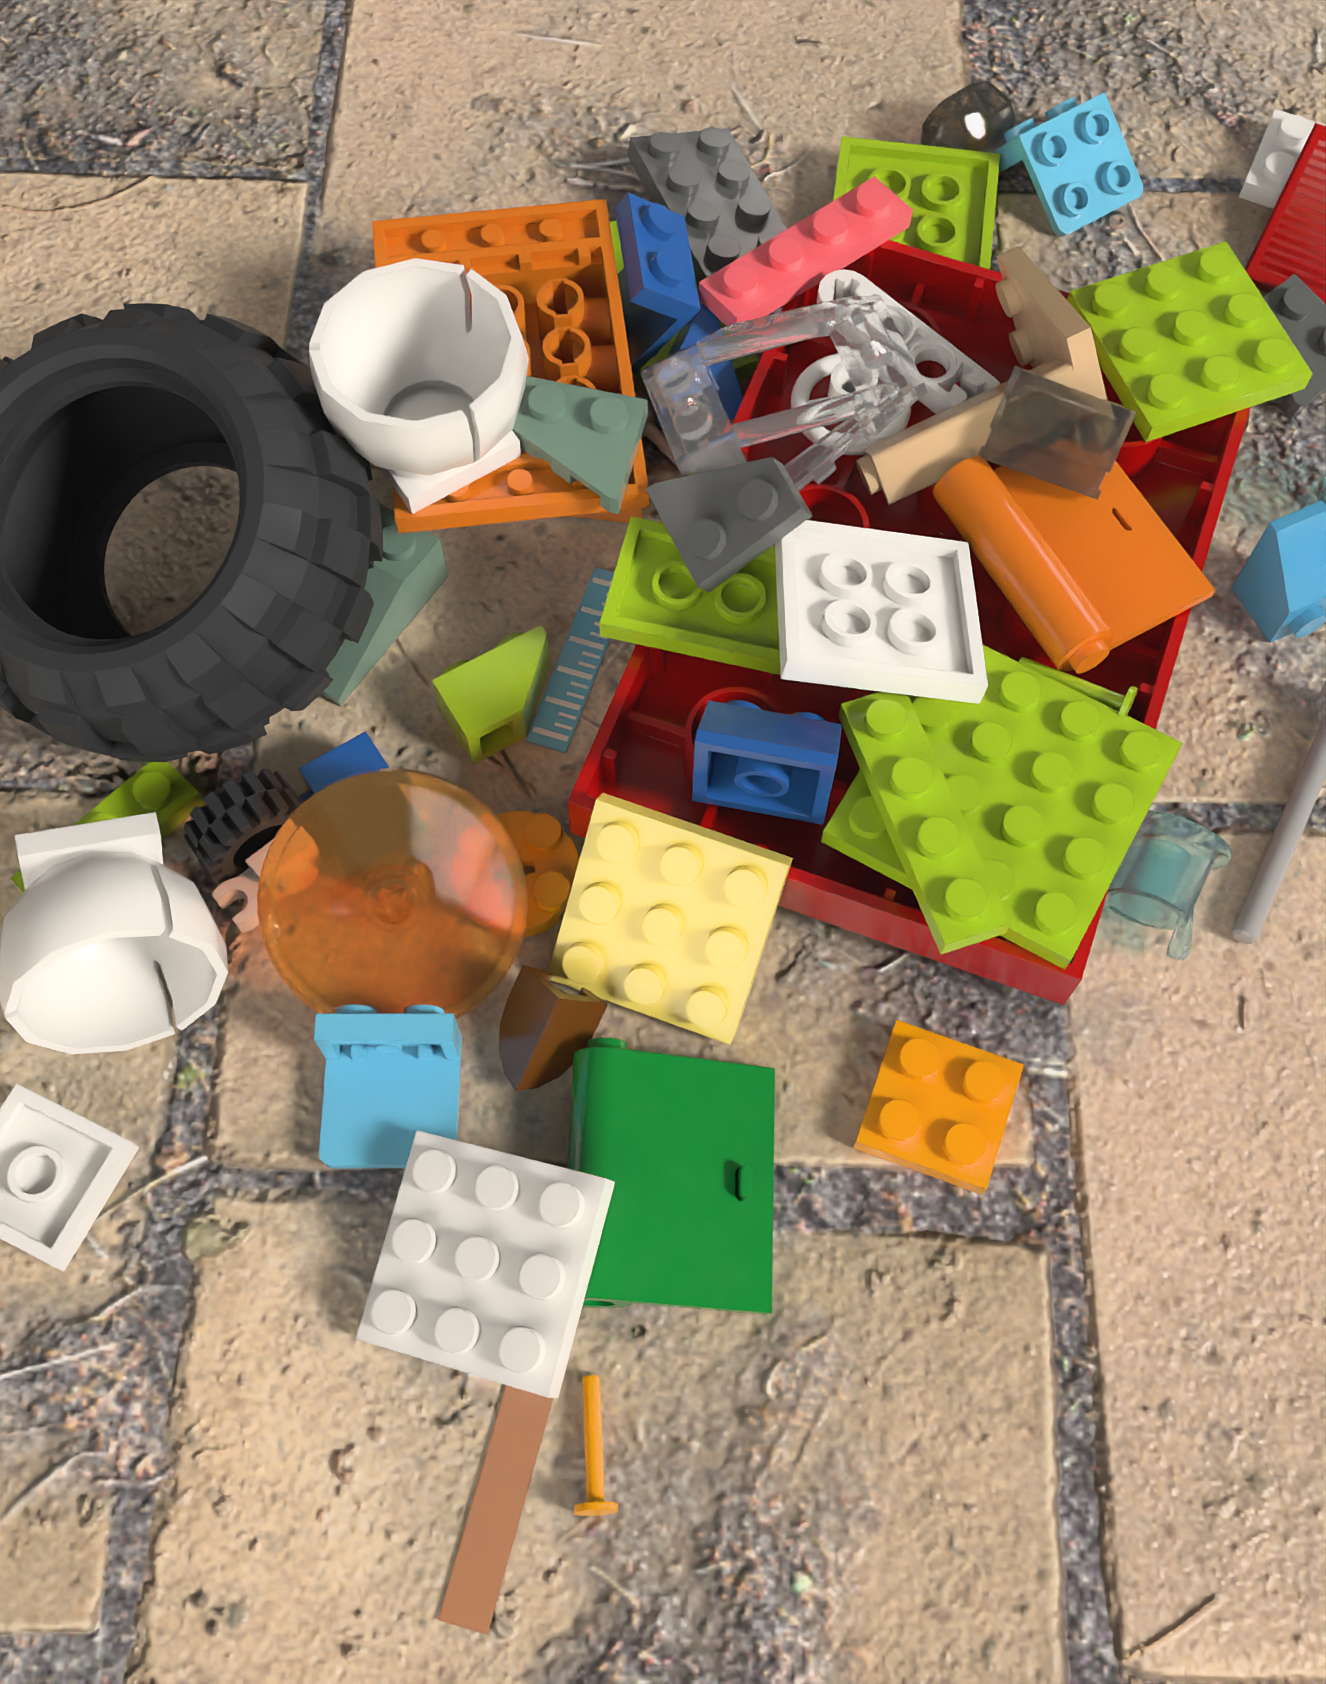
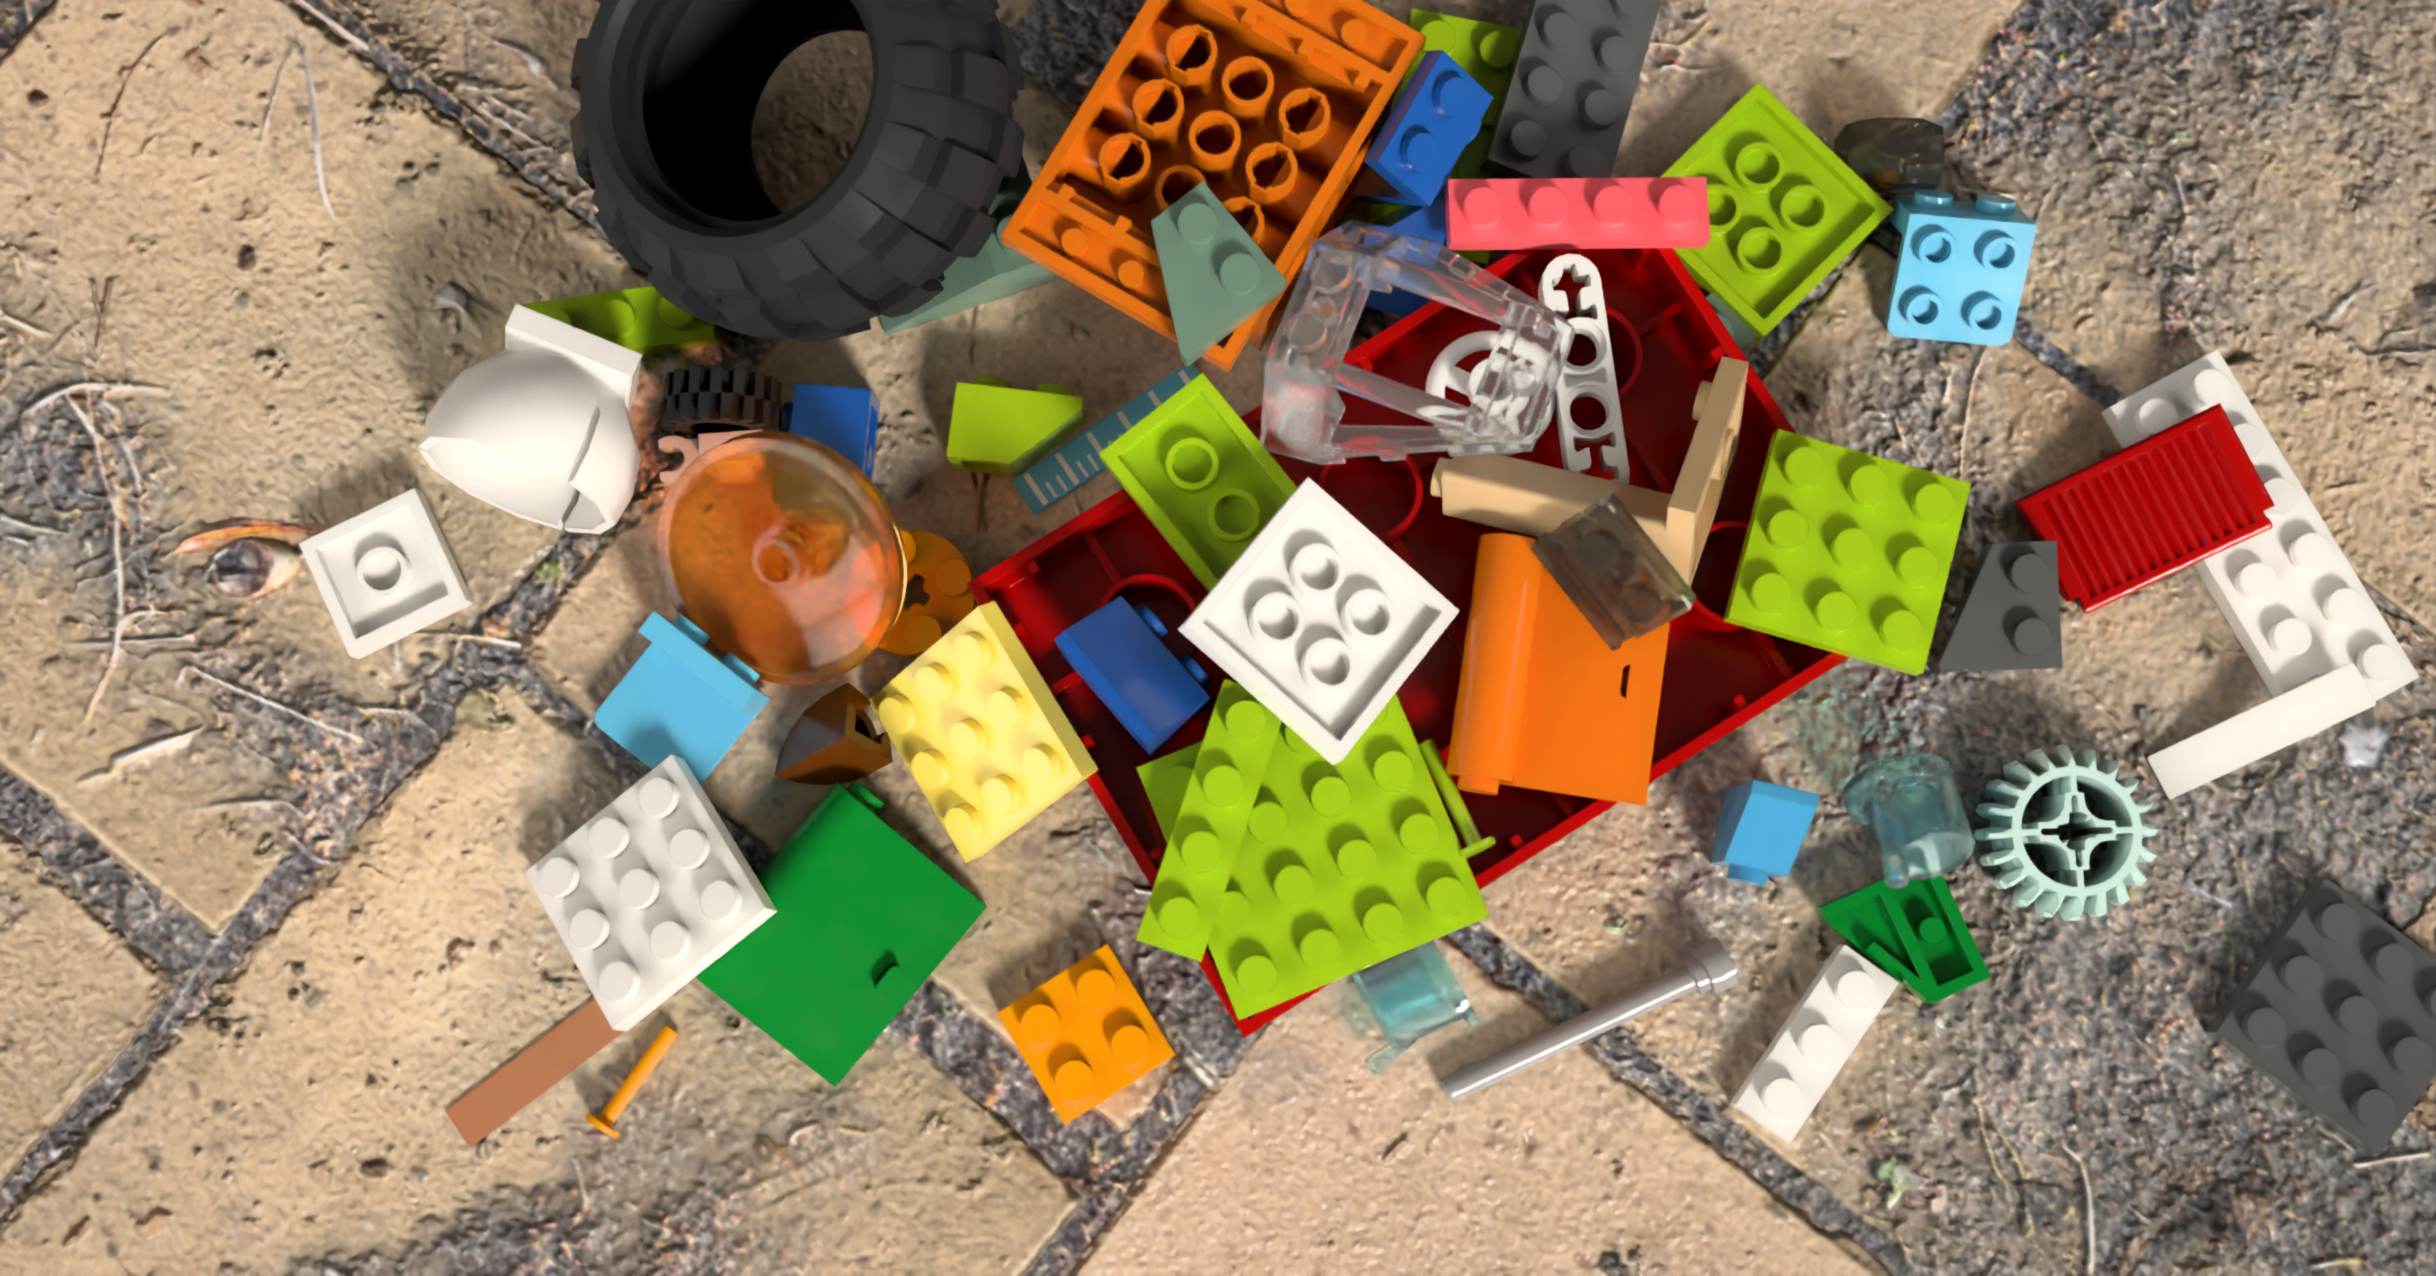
camera: 40 degrees right, 15 degrees up
(420, 380) = (1085, 137): white plate -> none
(728, 516) = (1263, 444): dark grey wing -> none

